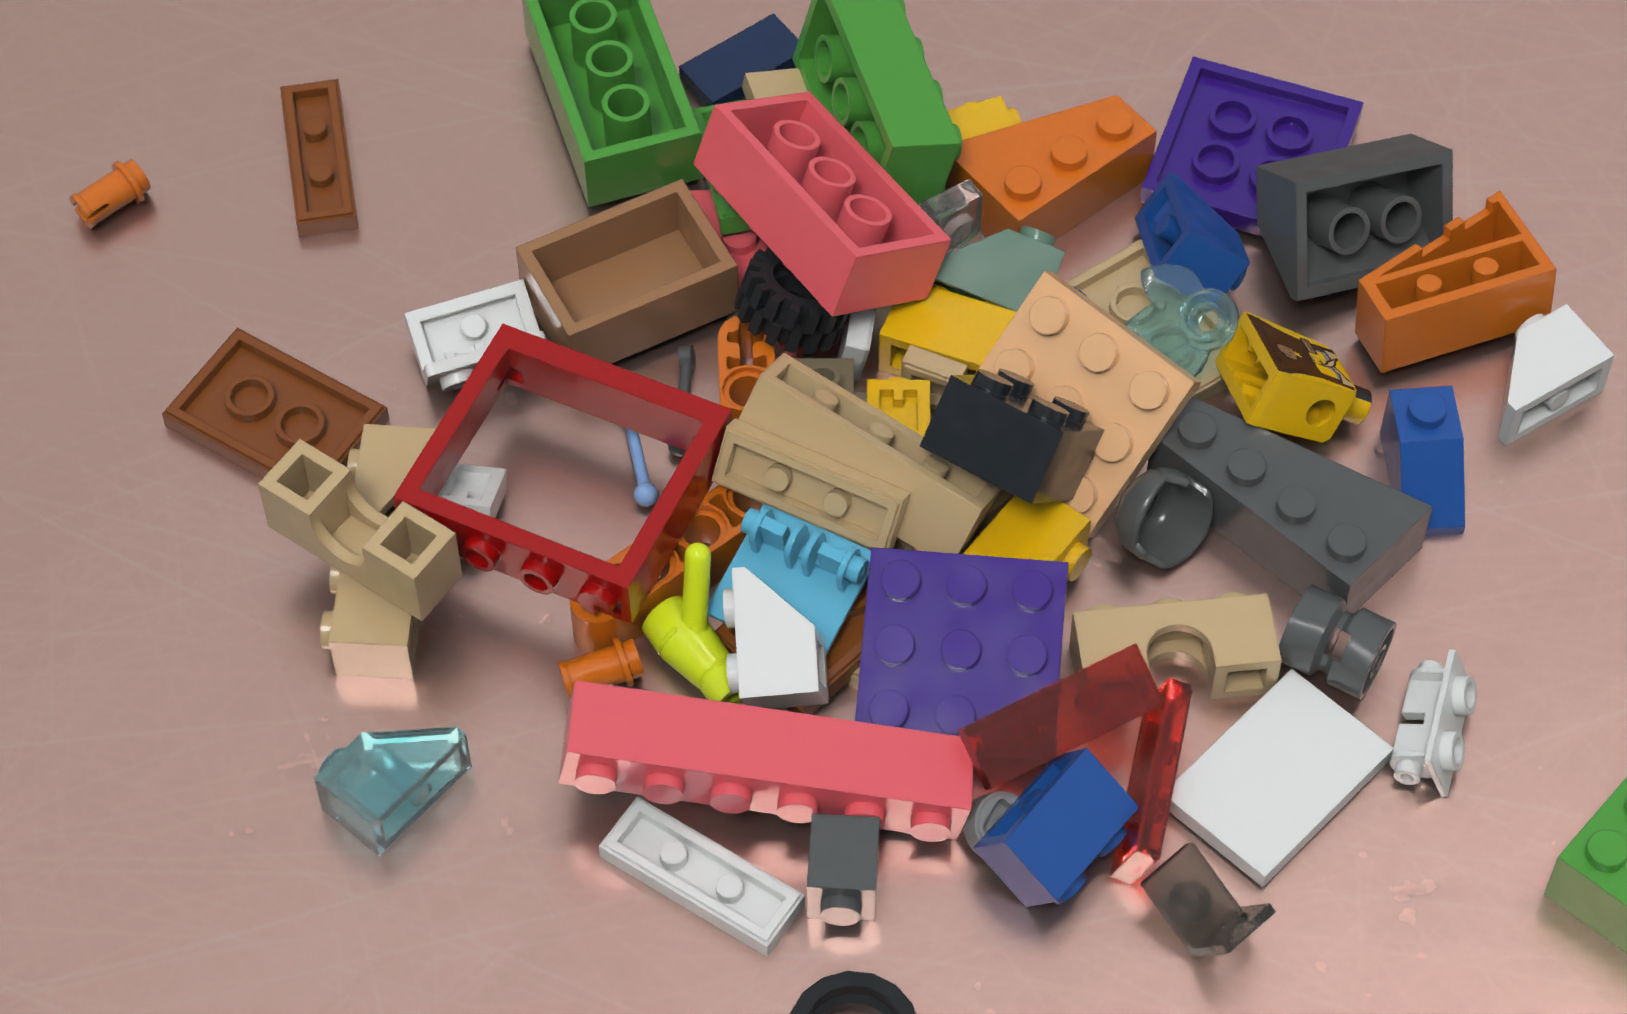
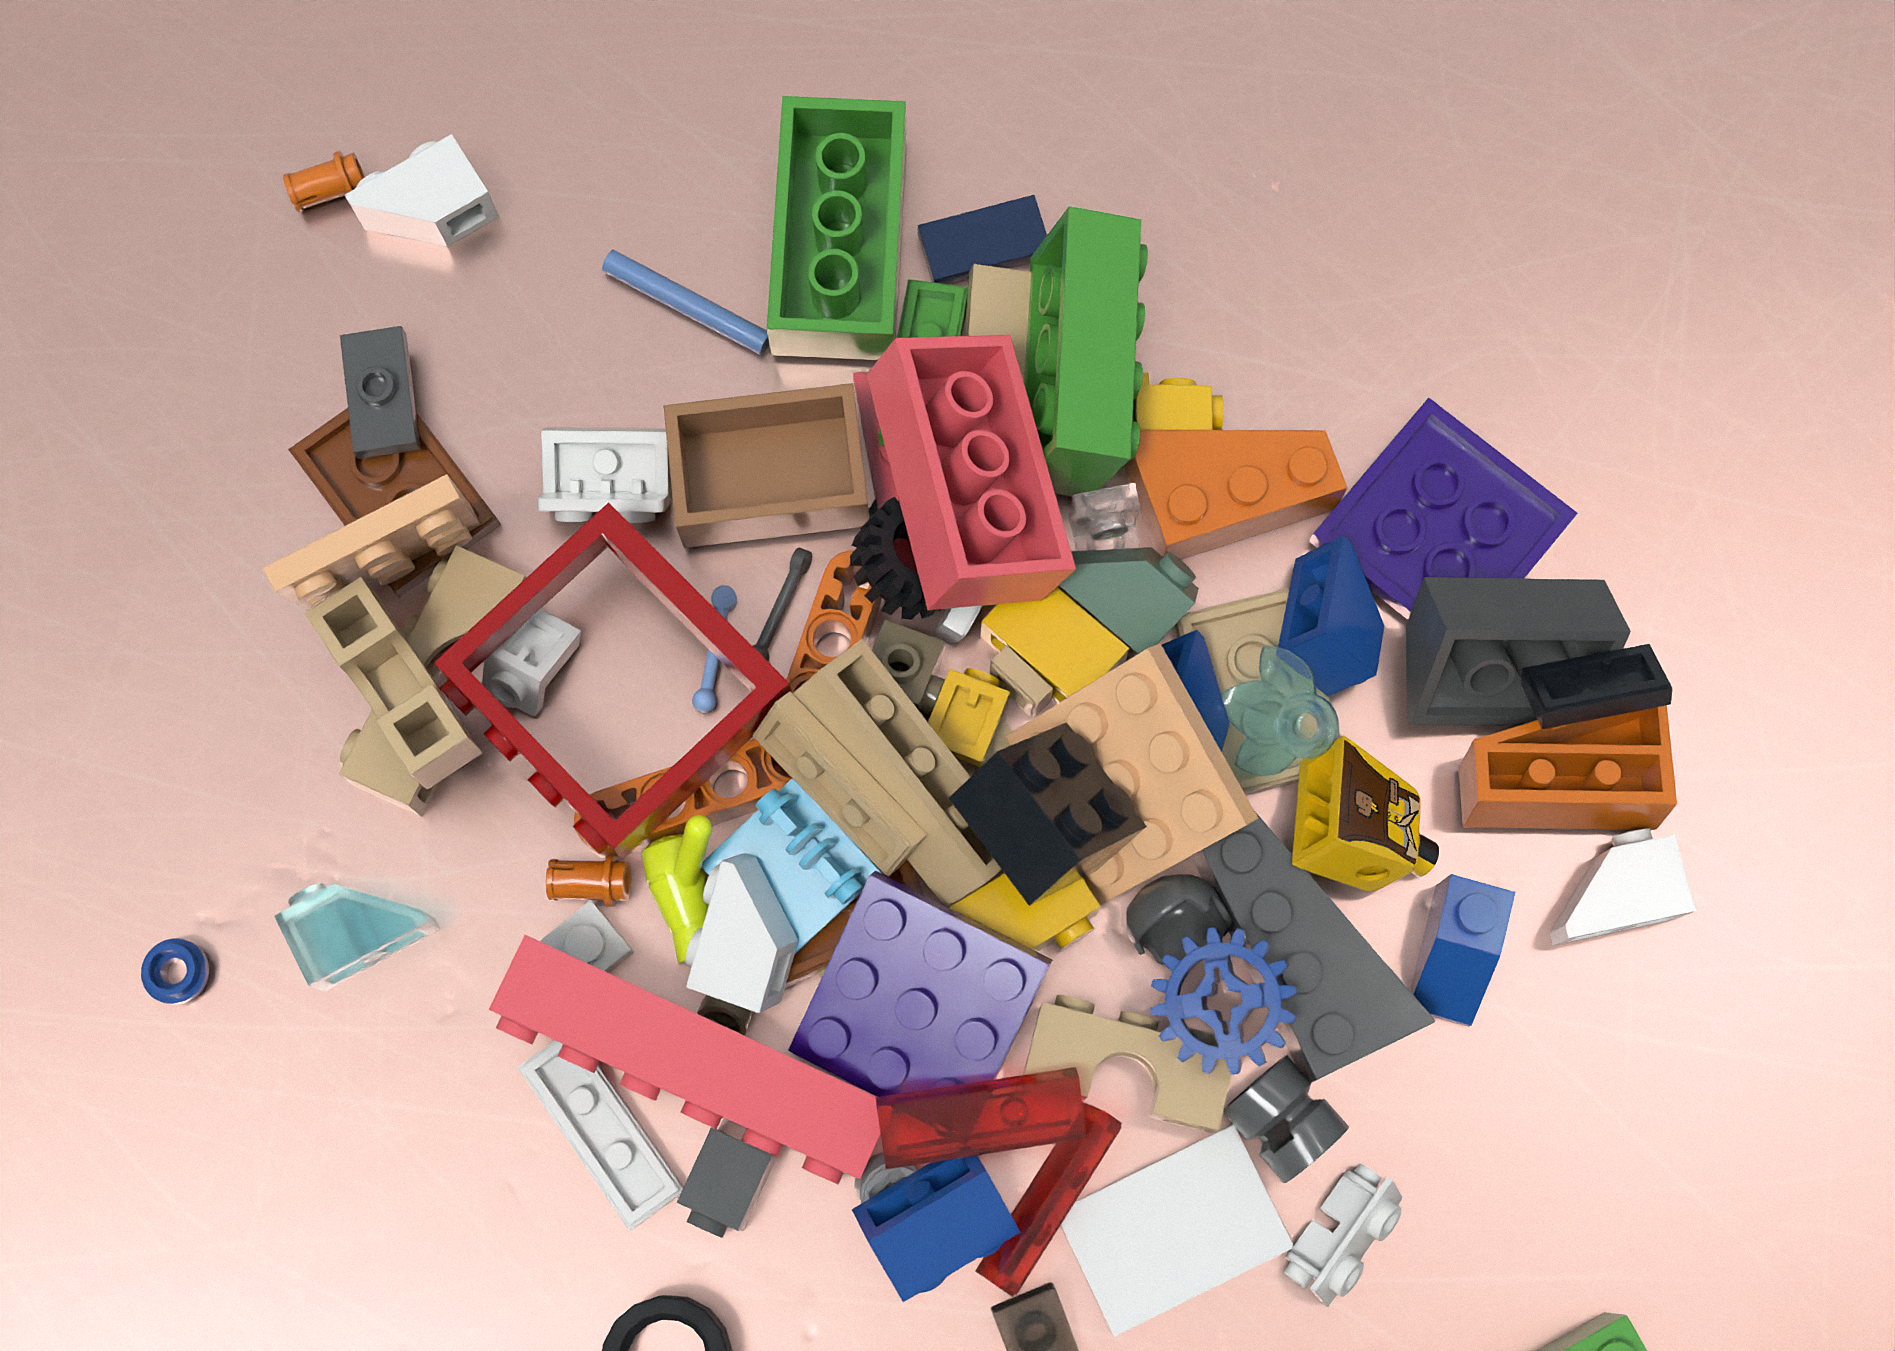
camera: 20 degrees right, 20 degrees up
(214, 175) = (426, 197): none -> white slope
(221, 862) = (156, 965): none -> blue plate
(235, 335) = (379, 392): none -> dark grey plate
(316, 400) = (376, 545): none -> light nougat plate
(319, 158) = (537, 206): dark orange tile -> none
(491, 189) = (686, 301): none -> medium blue bar
(1224, 568) = (1193, 1005): none -> gear
(1443, 202) = (1596, 686): none -> black plate

